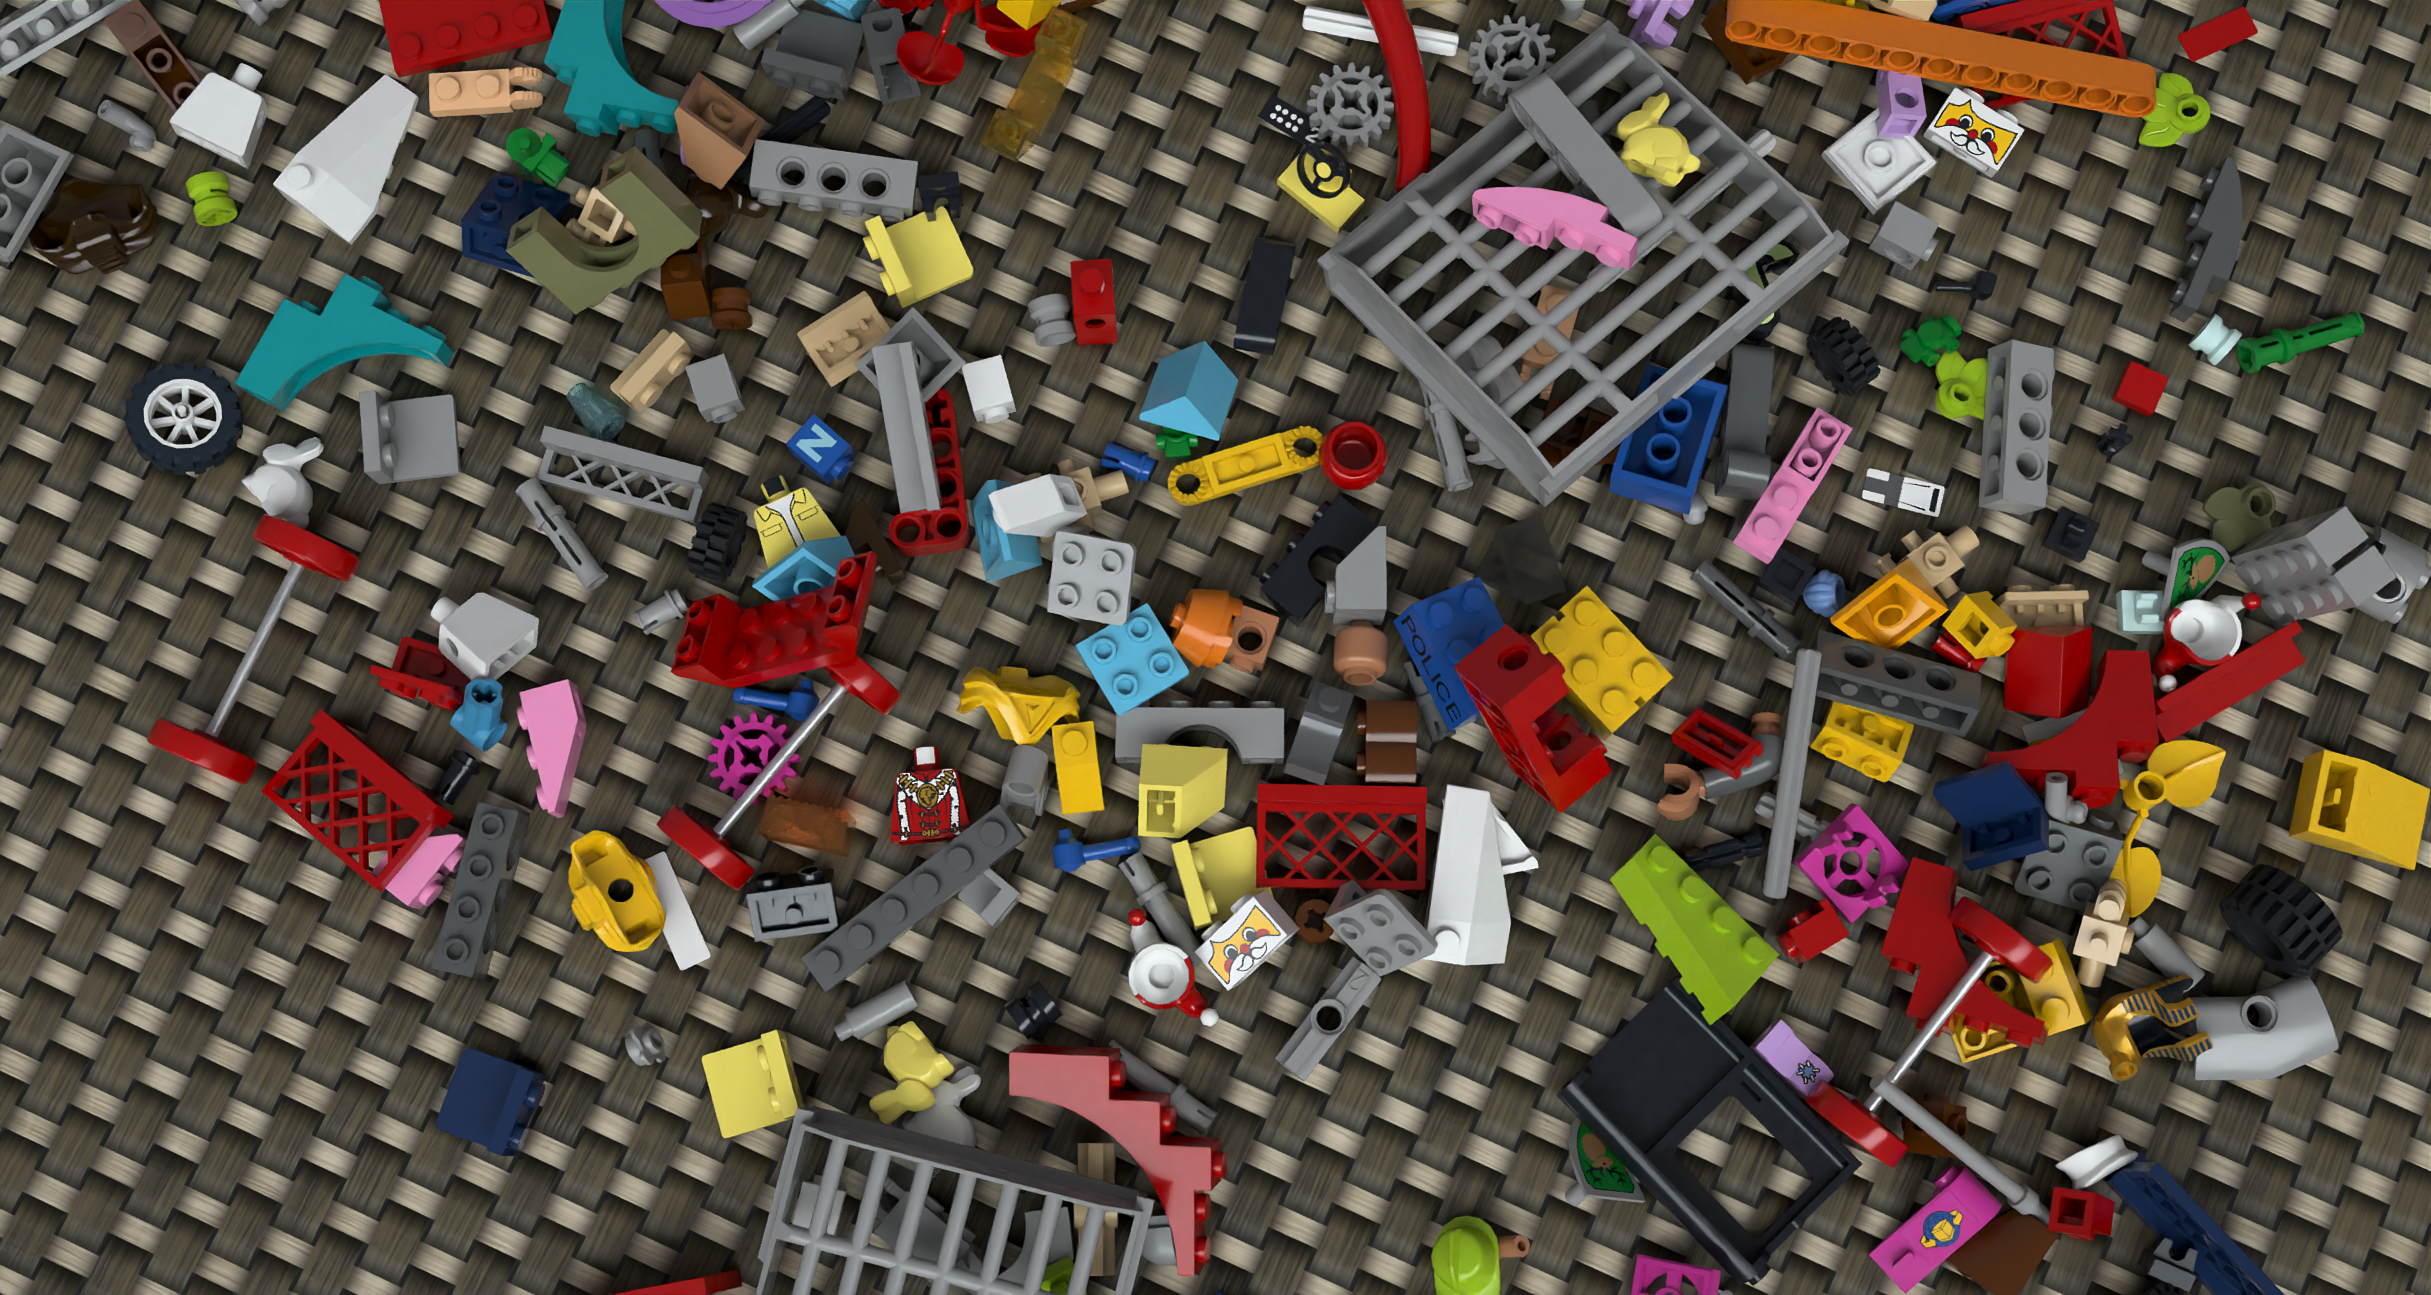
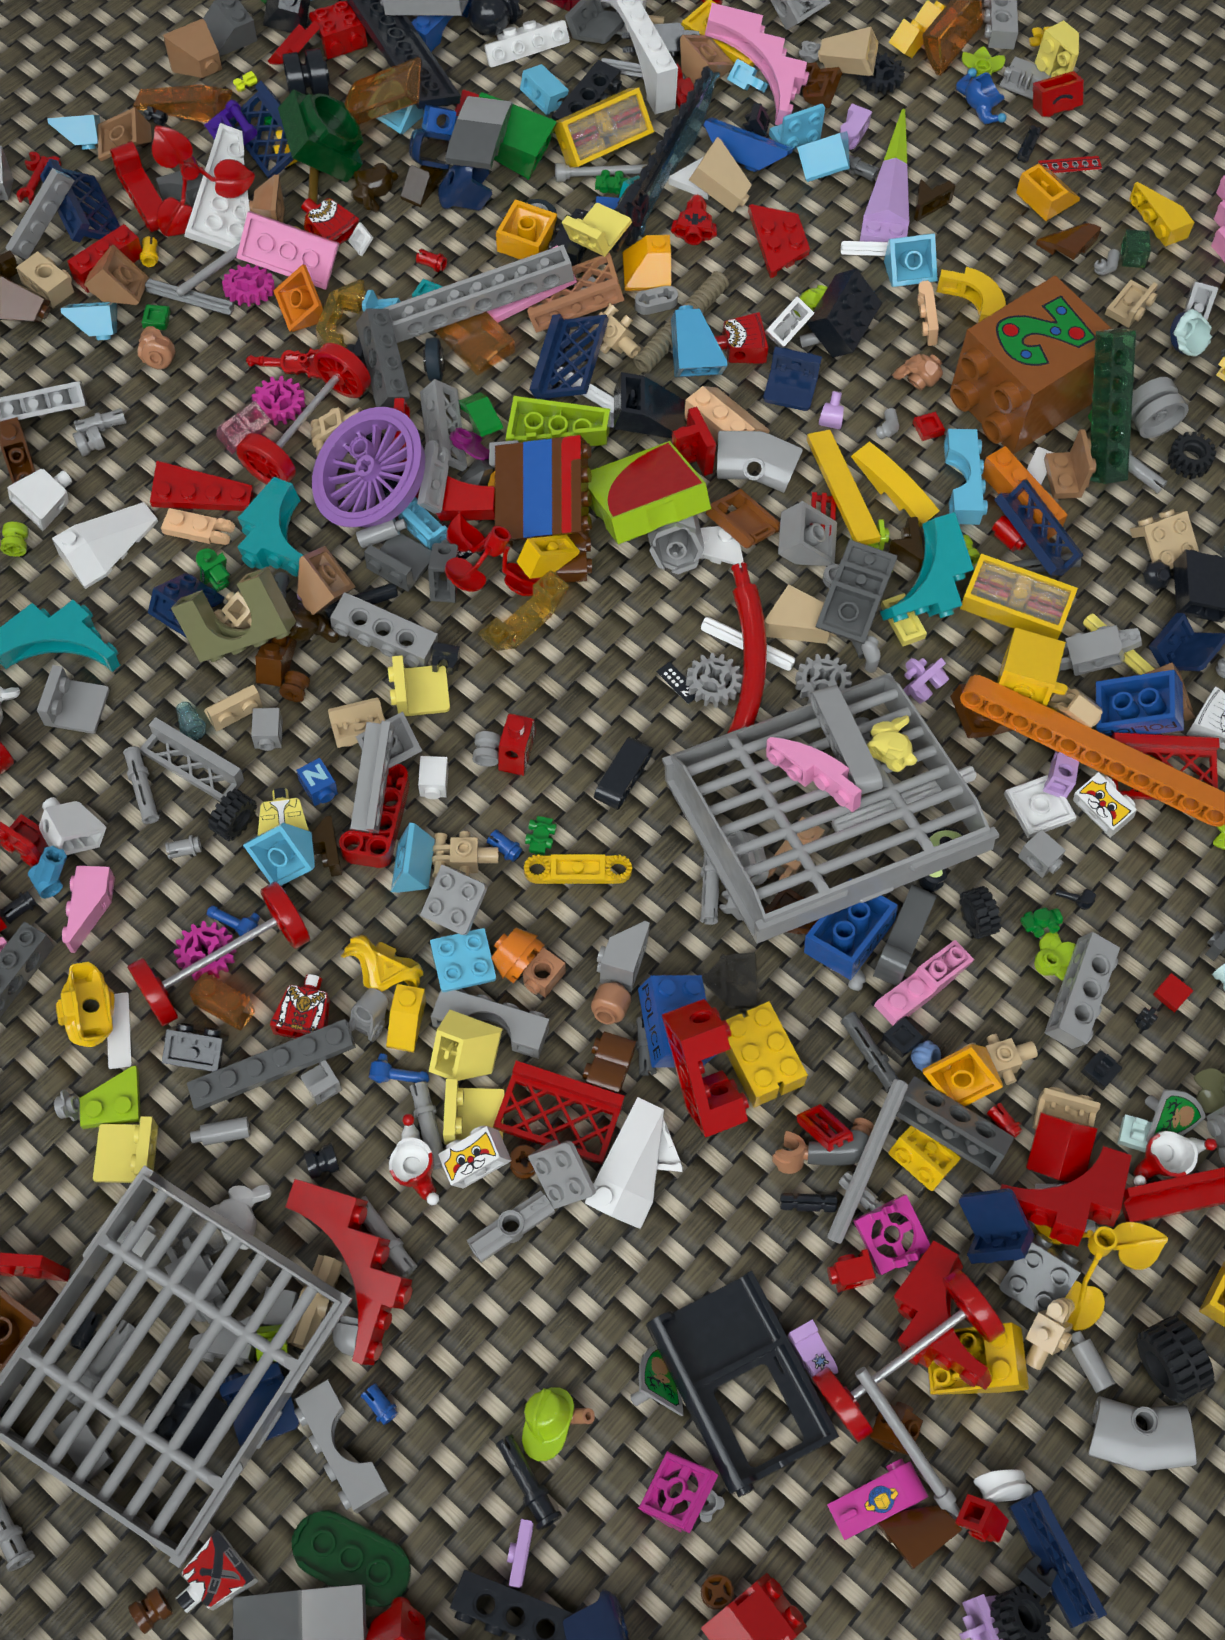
camera: 15 degrees right, 15 degrees down
(706, 1017) = (113, 1101): none -> lime wing
(777, 638) = (220, 880): red slope -> none
(916, 1069) = (231, 1173): light yellow animal -> none
(1037, 506) = (435, 846): white slope -> none
(1191, 392) = (558, 814): medium azure slope -> none
(1318, 733) = (567, 1041): dark grey arch -> none
(1323, 184) = (682, 718): light yellow piece -> none
(1336, 531) = (579, 947): black arch -> none
(1353, 455) = (646, 880): red piece -> none
(1693, 927) = (772, 1240): lime wedge -> none
(1903, 492) = (997, 1011): sticker -> none
(1981, 626) = (1022, 1105): yellow brick -> none
(2059, 803) = (1042, 1233): light grey arm -> none
(2129, 1029) = (1051, 1404): pearl gold piece -> none

